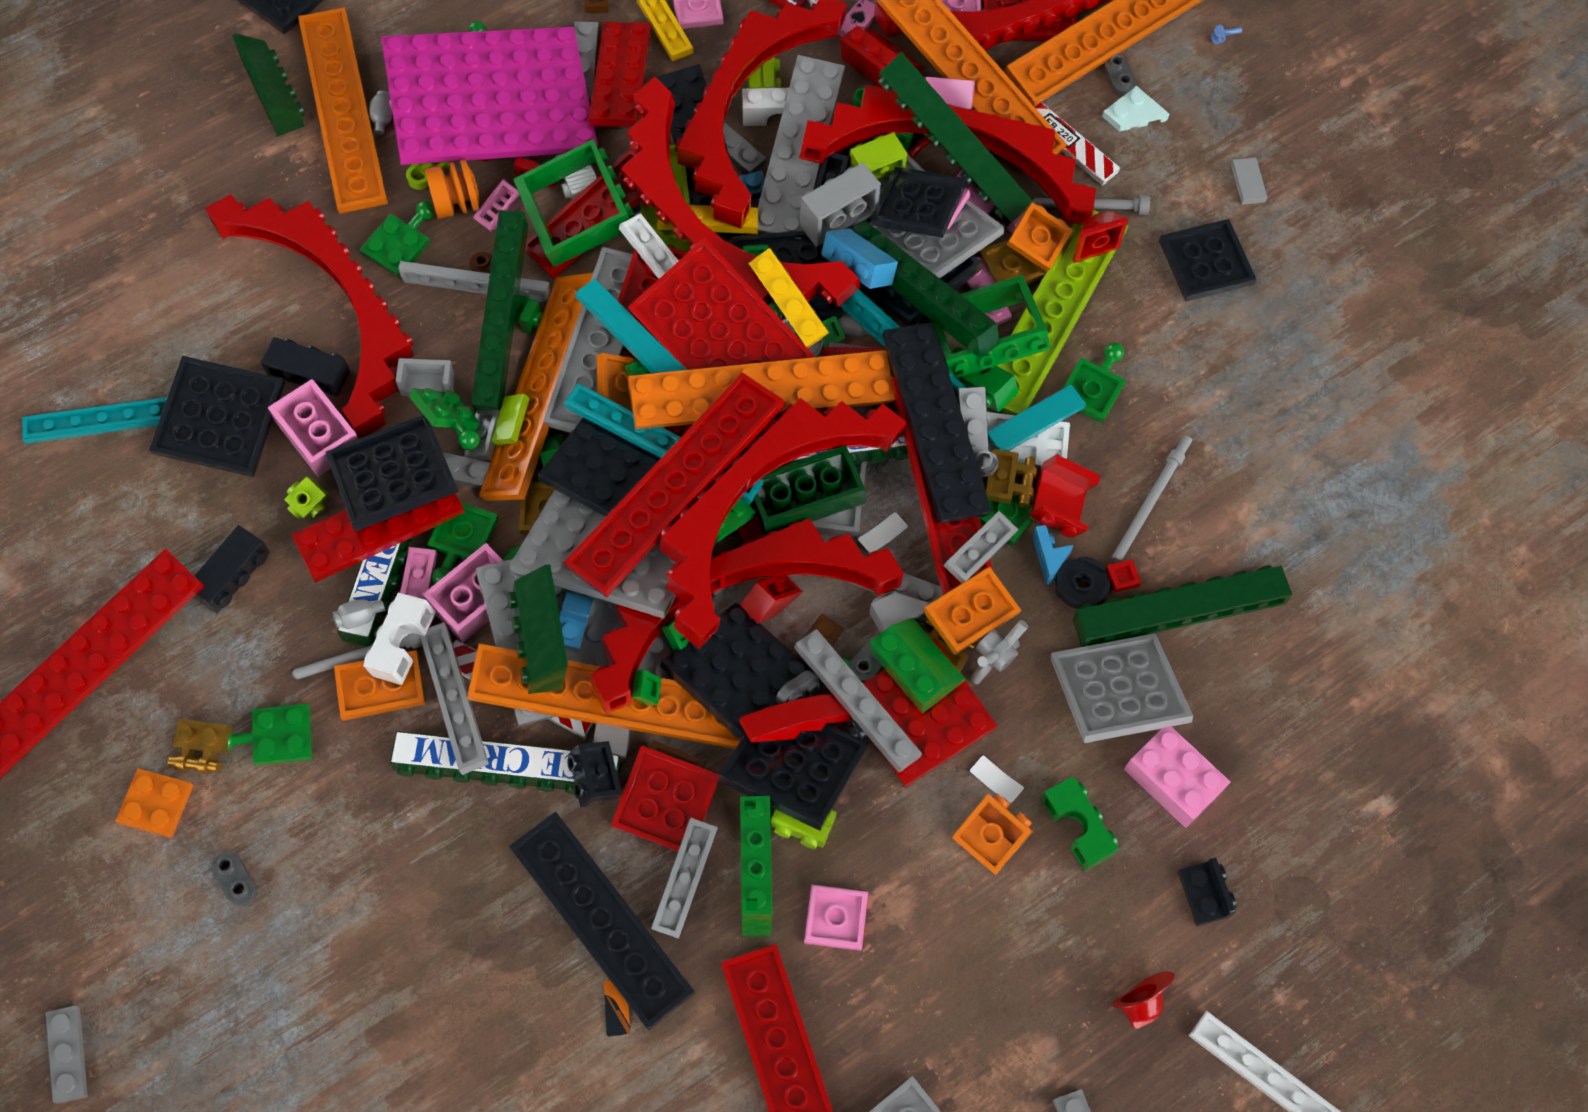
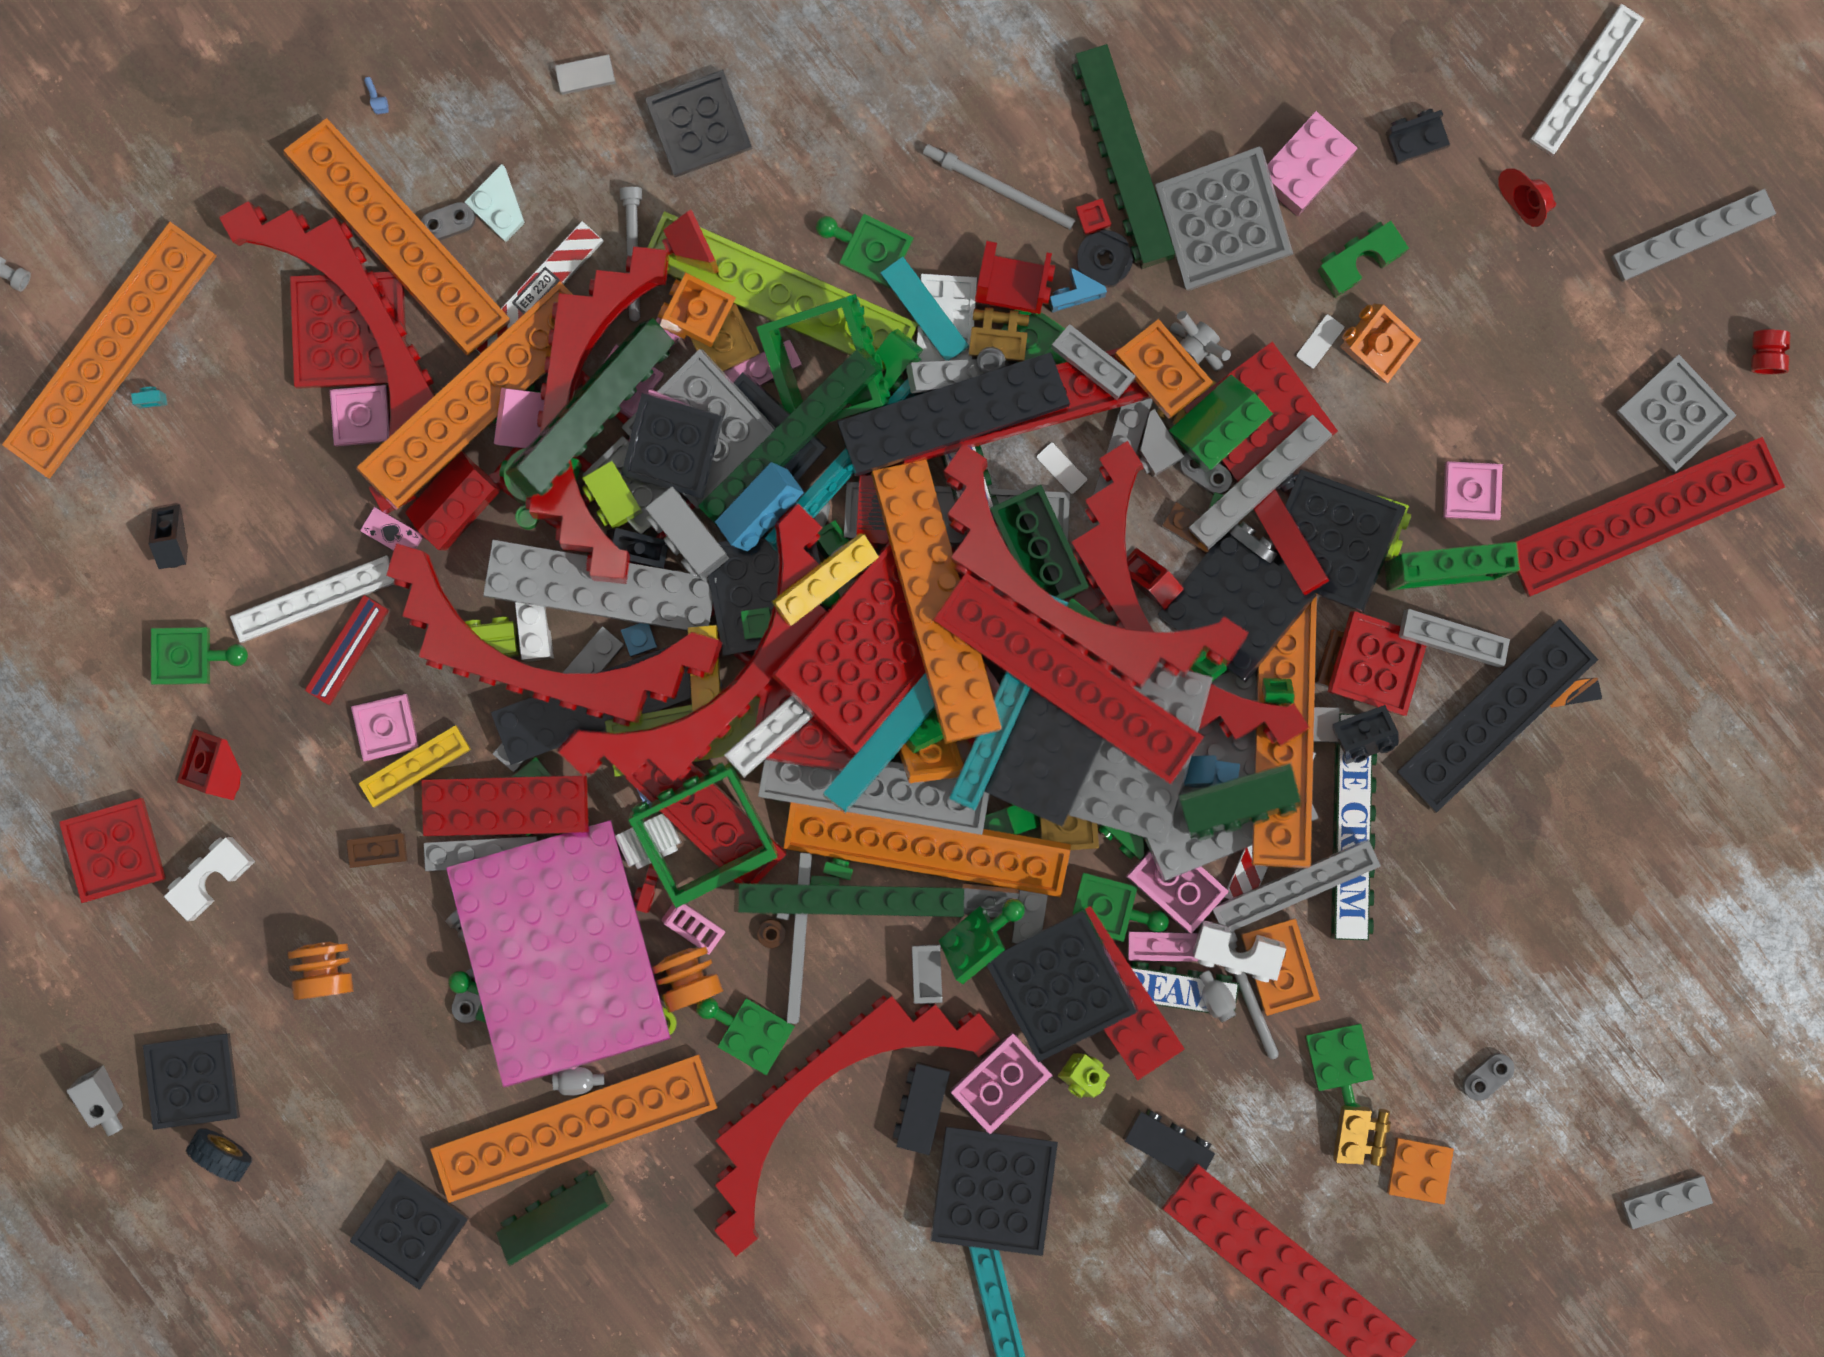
camera: 95 degrees left, 20 degrees up
(510, 419) = (973, 873): lime tile -> none

